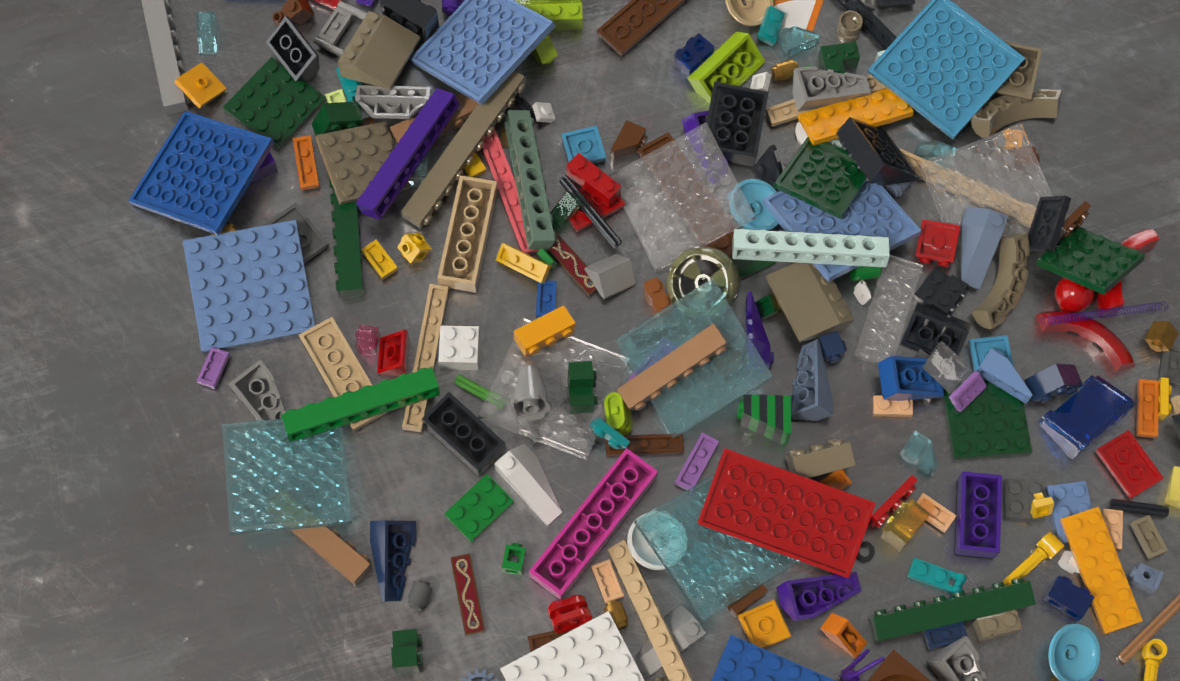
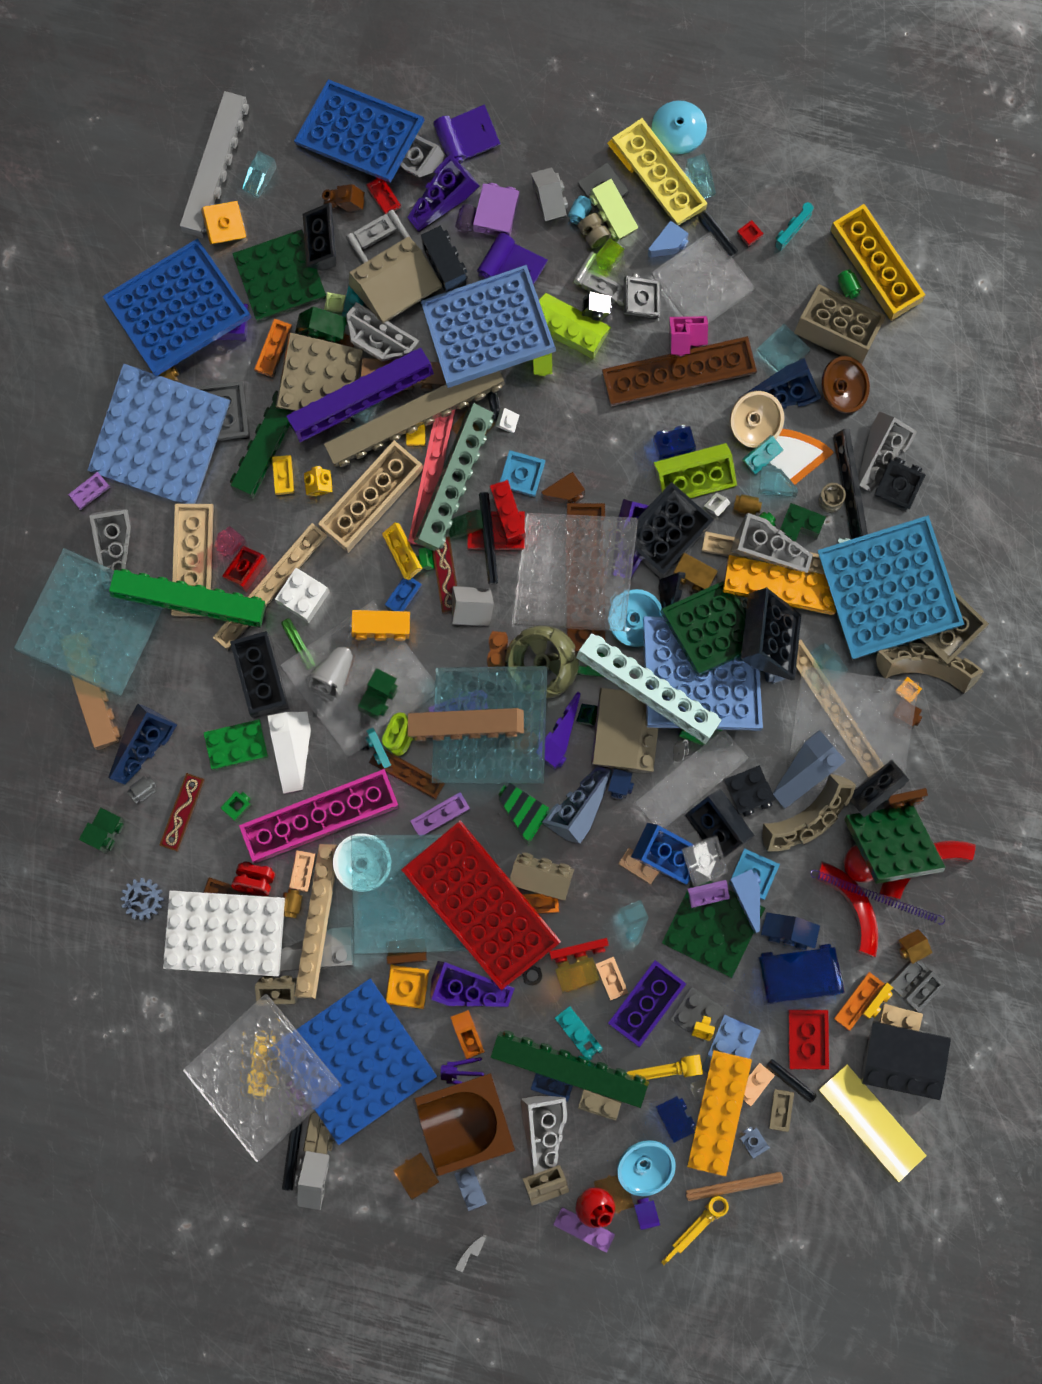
camera: 35 degrees right, 10 degrees up
(785, 142) = (697, 573): none -> pearl gold brick
(937, 243) = (773, 746): red plate -> none

